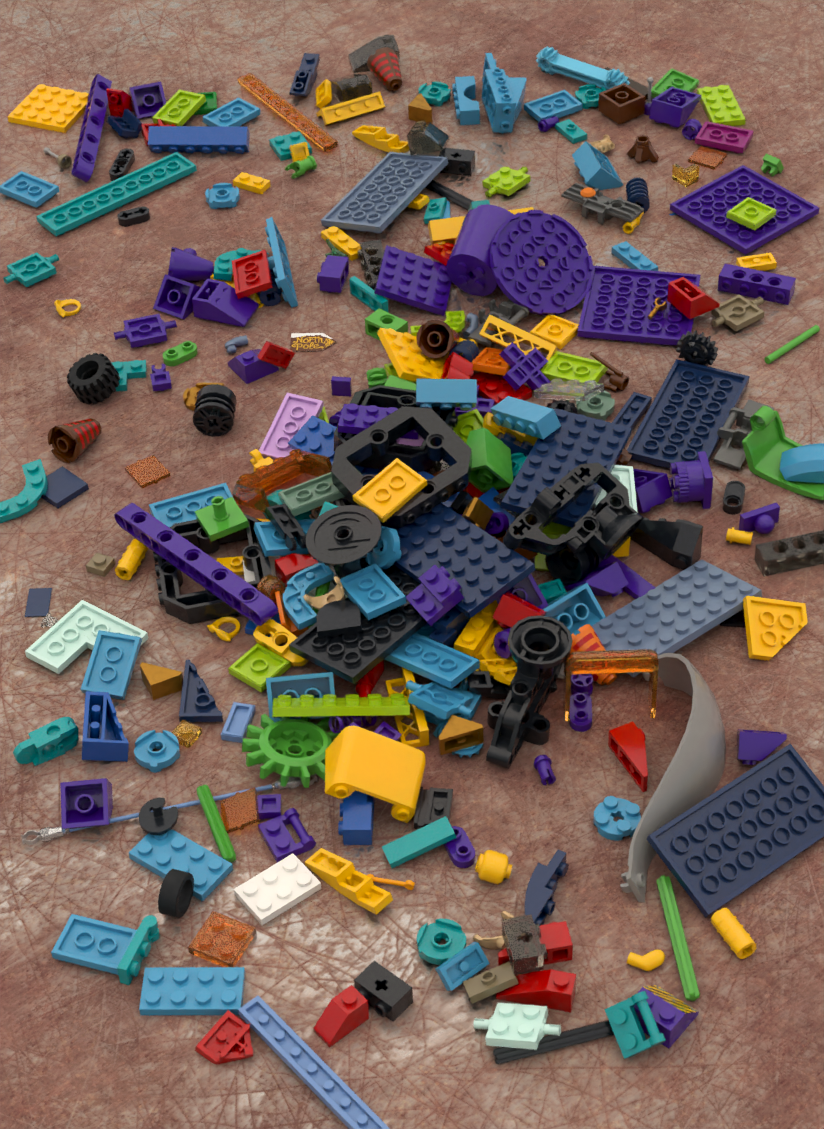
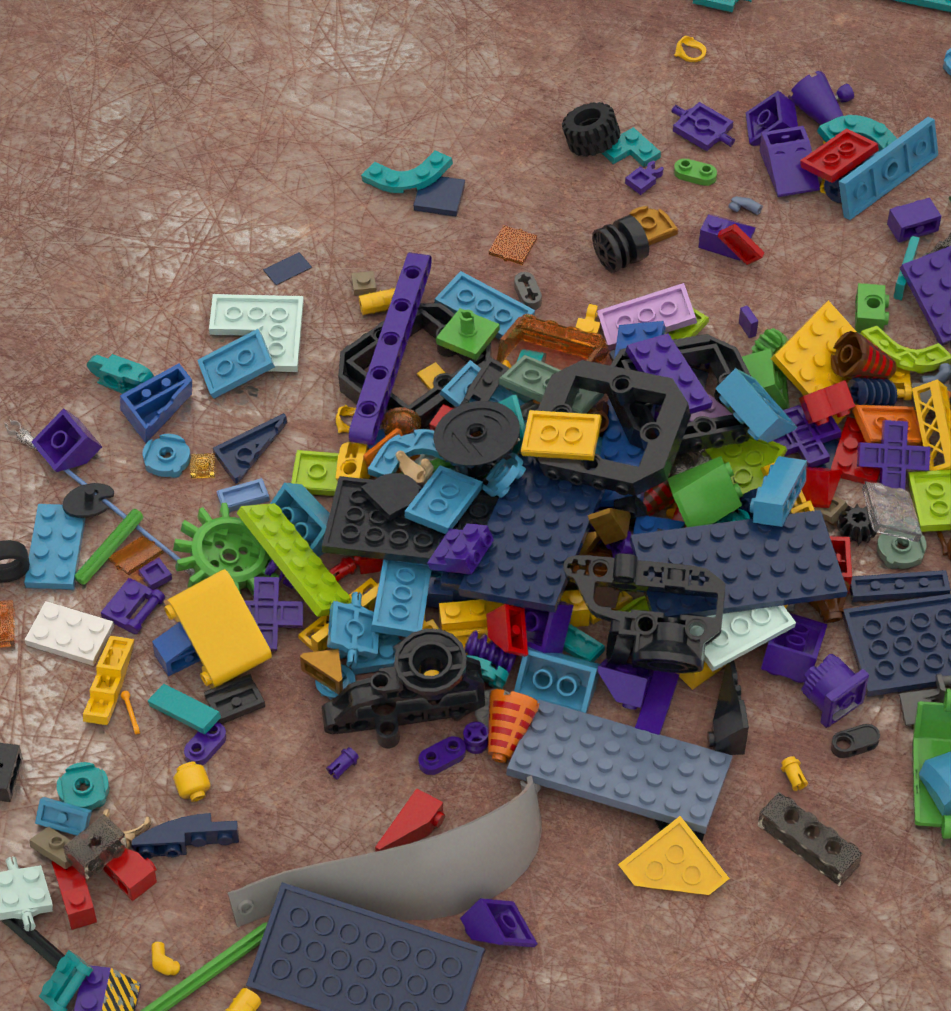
camera: 55 degrees right, 10 degrees up
(49, 621) = (268, 289): clear piece -> none
(73, 438) = (505, 165): reddish brown cone -> none
(133, 216) = (869, 16): black beam -> none
(161, 680) = (244, 408): pearl gold slope -> none
(198, 480) = (532, 289): none -> dark grey beam
(310, 342) = (803, 261): sticker -> none
(612, 662) = (448, 720): clear orange windscreen -> none
(616, 807) = (318, 840): dark azure plate -> none
(760, 519) = (833, 781): dark purple tile -> none

